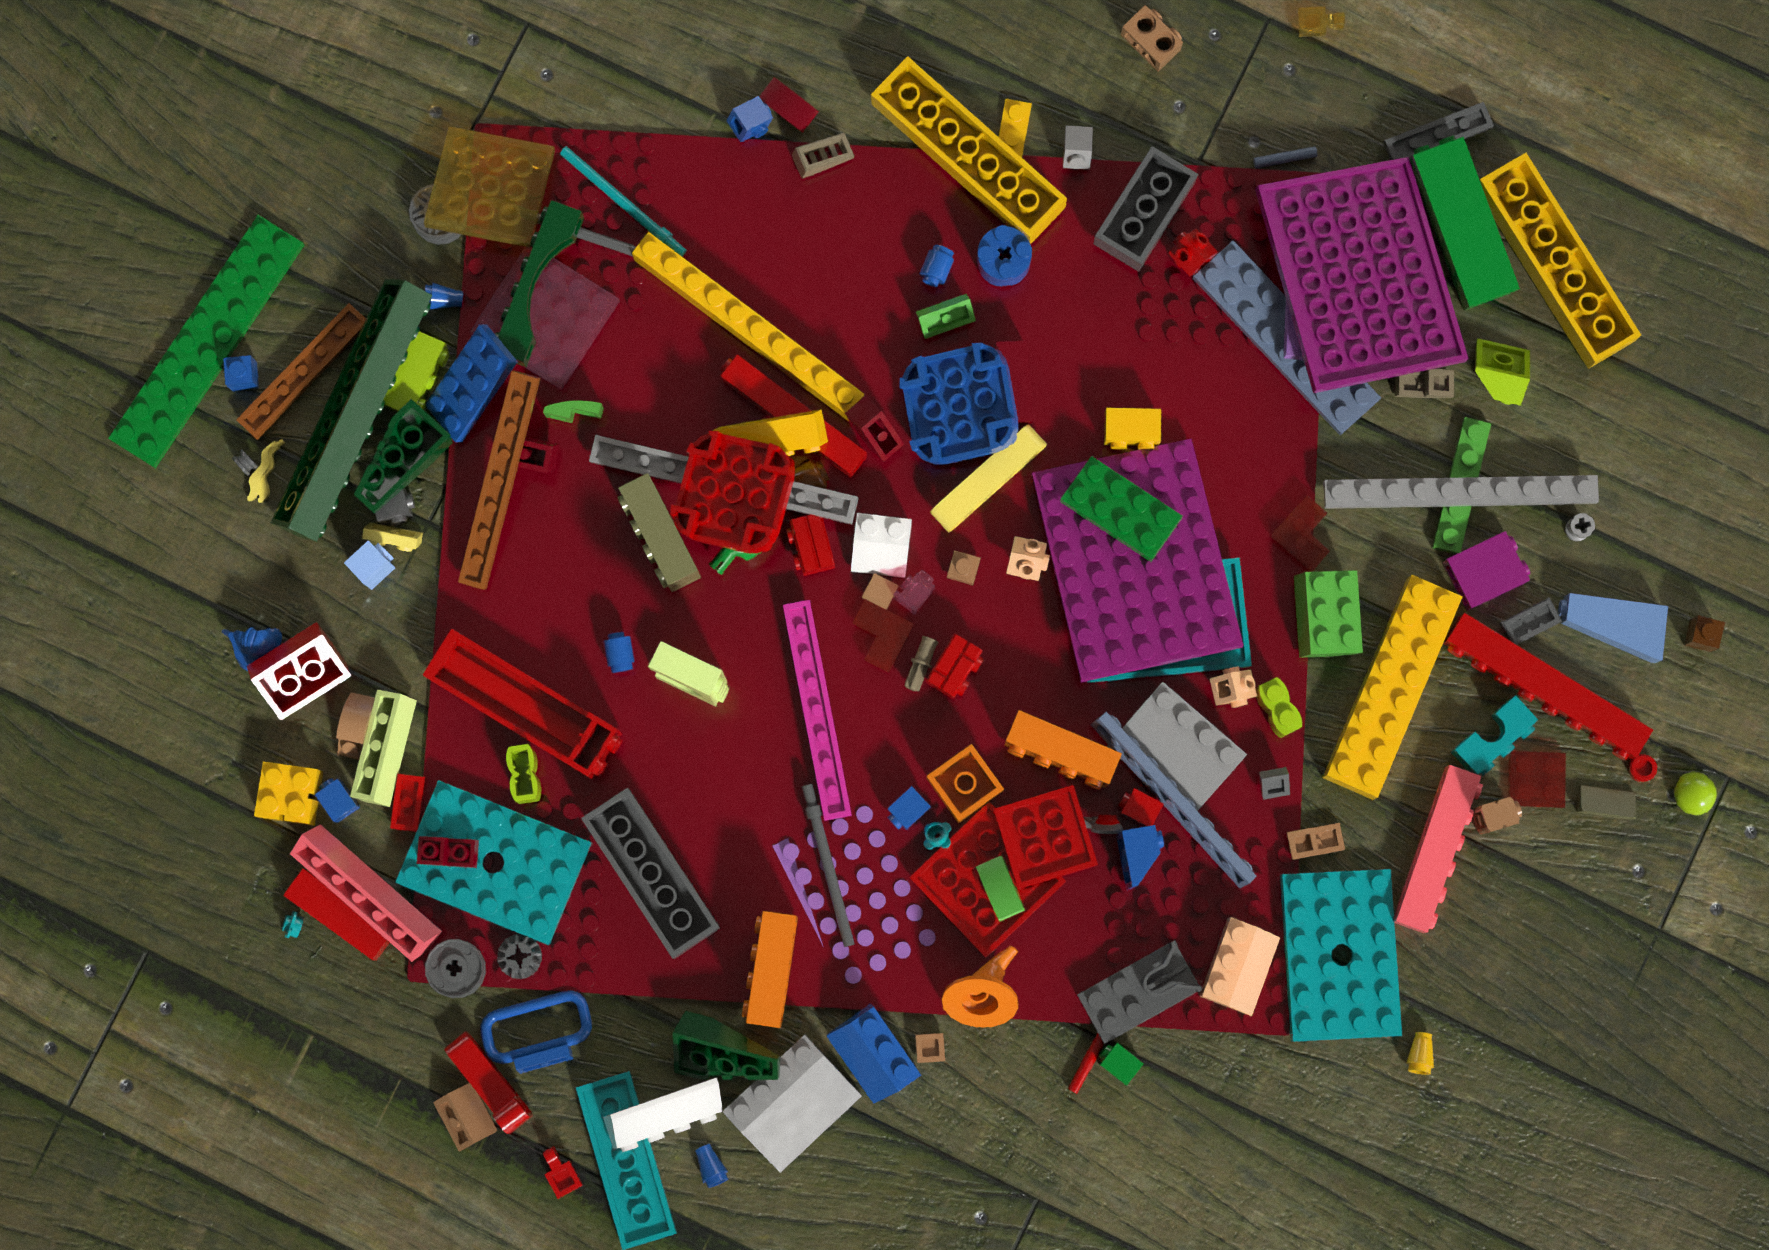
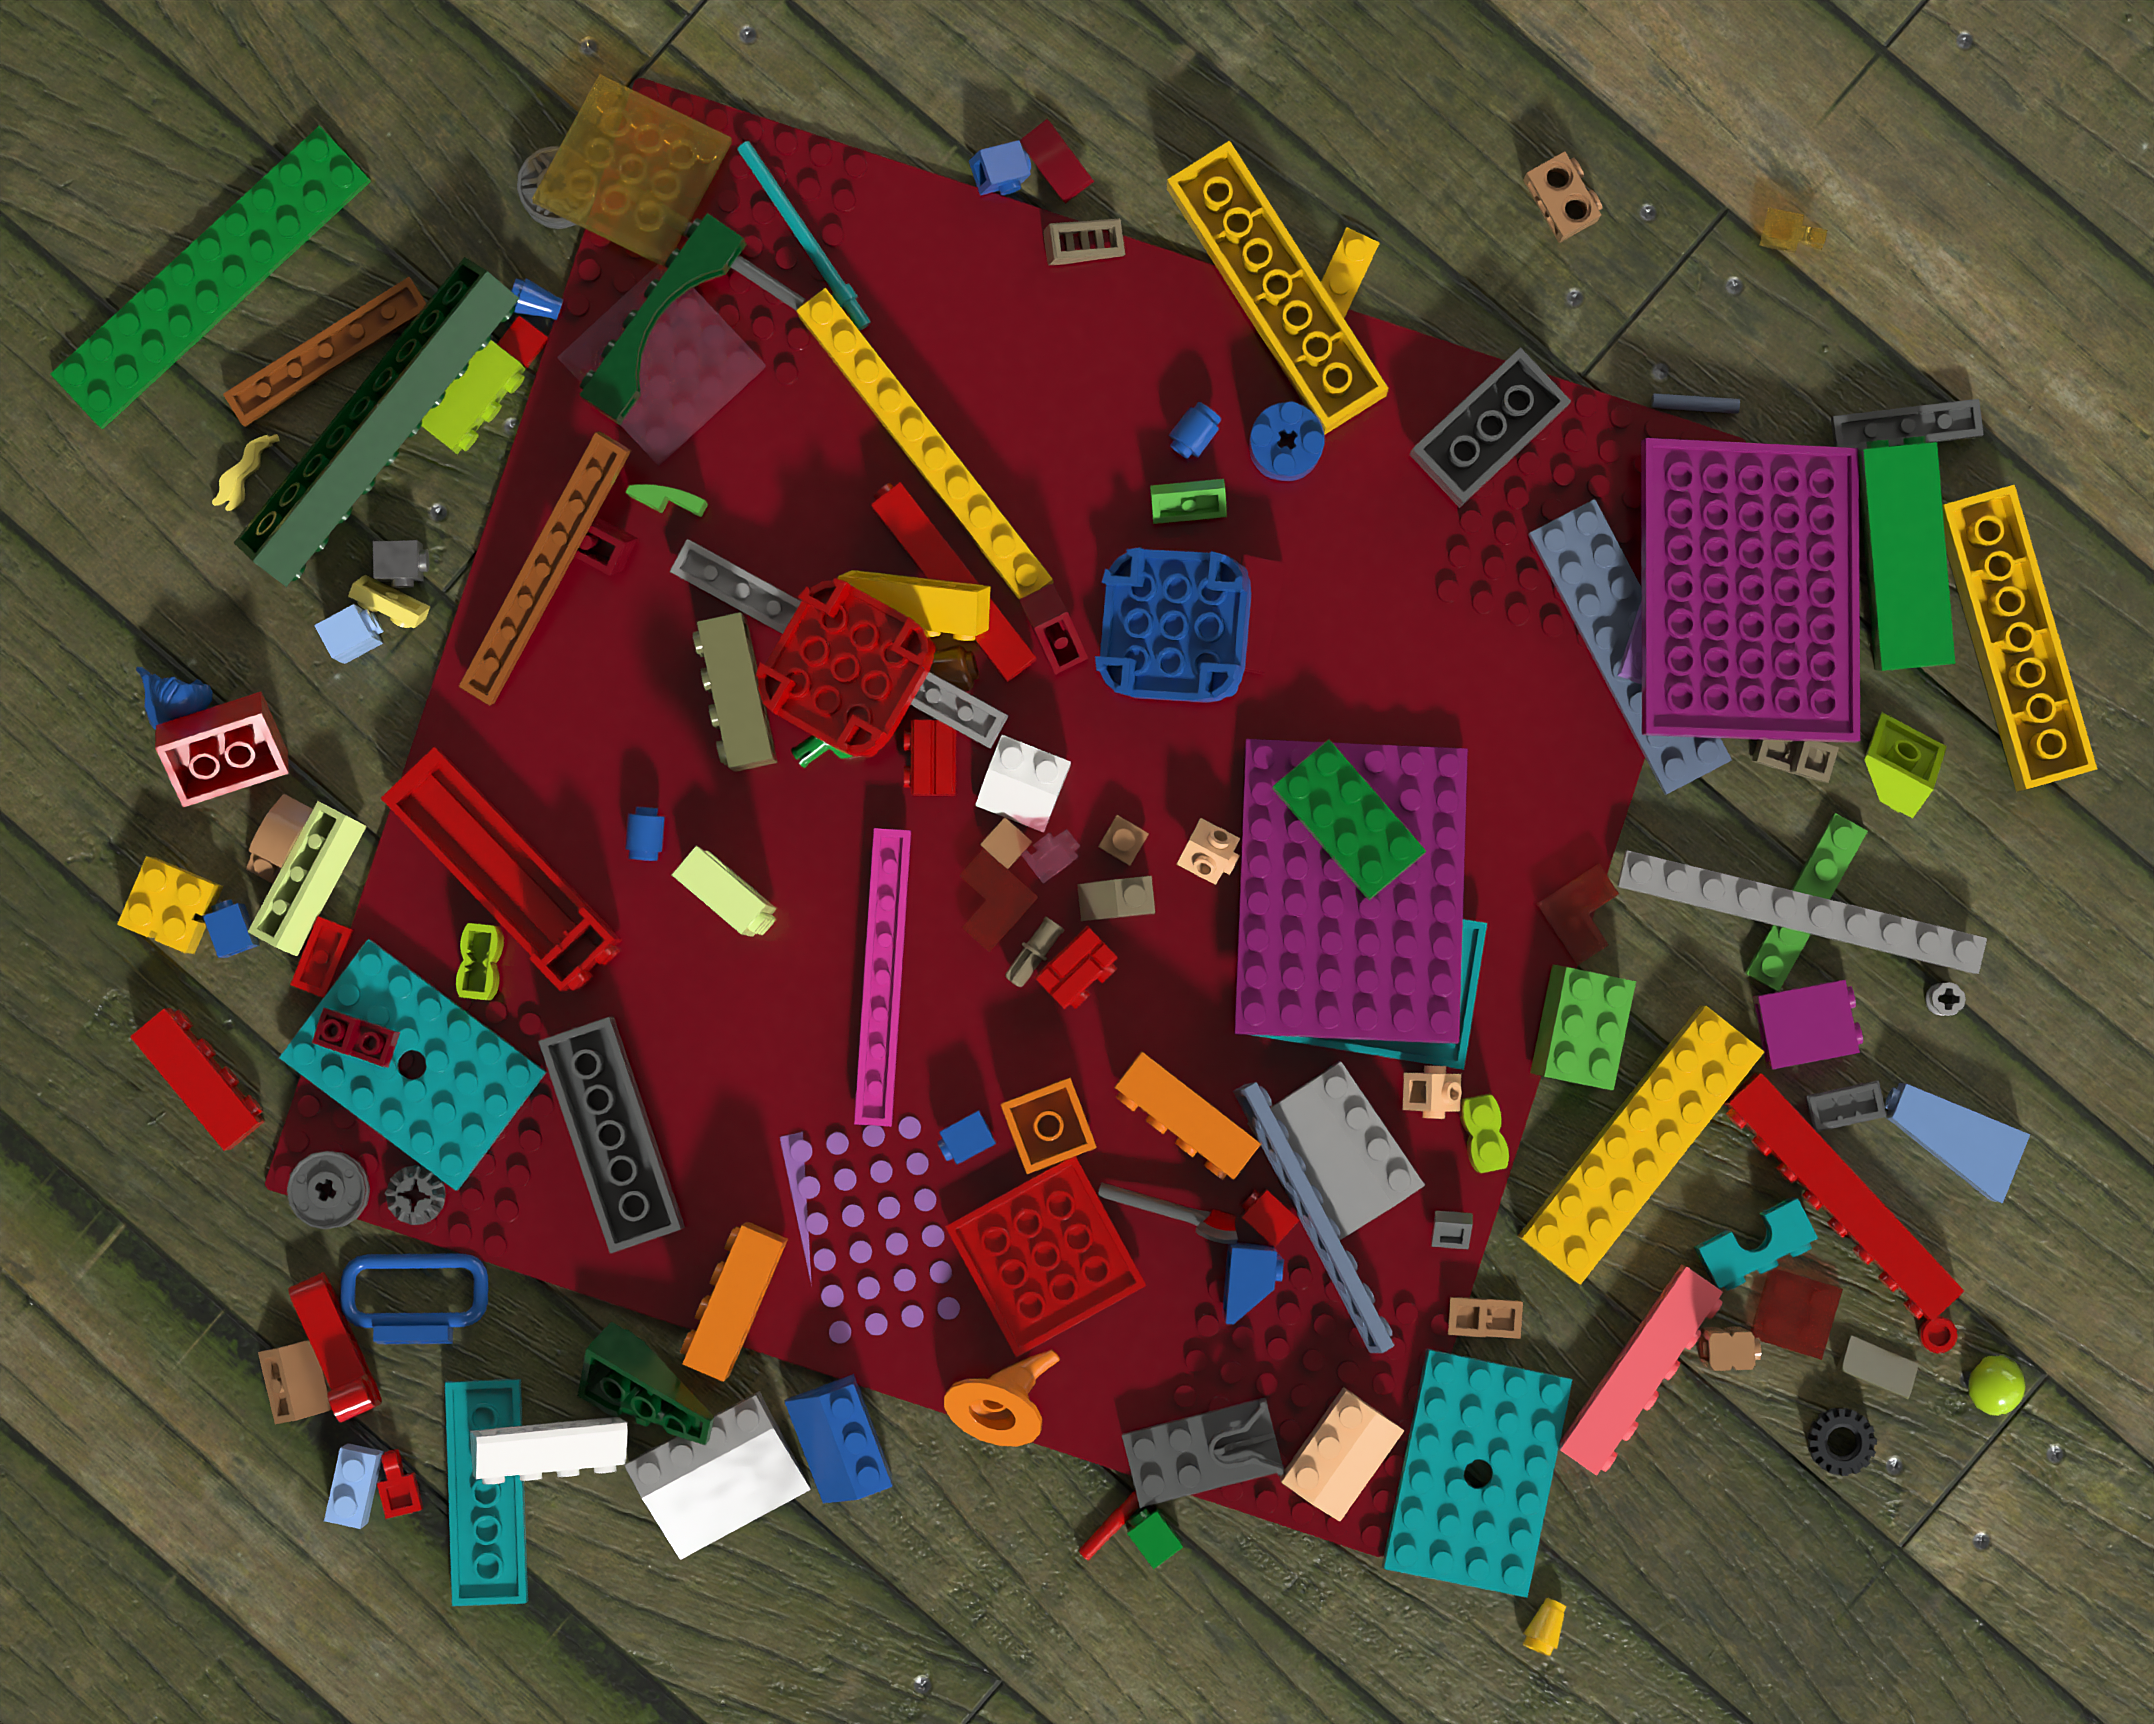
camera: 15 degrees right, 5 degrees up
(241, 373) = (244, 333): blue brick -> none
(244, 462) = (220, 453): dark grey bush -> none
(292, 925) = (133, 1076): teal plate -> none
(365, 892) = (237, 1061): coral brick -> none
(403, 454) = (430, 497): dark green wedge -> none
(442, 327) = (523, 341): none -> red tile
(471, 383) = (541, 428): blue plate -> none
(528, 1181) = (353, 1486): none -> light blue brick
(711, 1167) = (593, 1529): blue cone -> none
(814, 813) = (844, 1110): dark grey bar -> none
(930, 1048) = (914, 1452): medium nougat plate -> none
(937, 828) = (991, 1172): teal plate -> none
(970, 609) = (1116, 898): none -> dark tan slope
(988, 479) = (1186, 732): light yellow beam -> none
(1000, 888) = (1058, 1274): bright green slope -> none
(1045, 837) = (1134, 1223): red plate -> none
(1077, 147) = (1423, 320): light grey brick -> none
(1132, 428) = (1394, 715): yellow brick -> none
(1192, 251) = (1536, 500): red brick -> none
(1610, 854) = (1864, 1444): none -> black tyre
(1704, 633) = (2068, 1182): reddish brown brick -> none

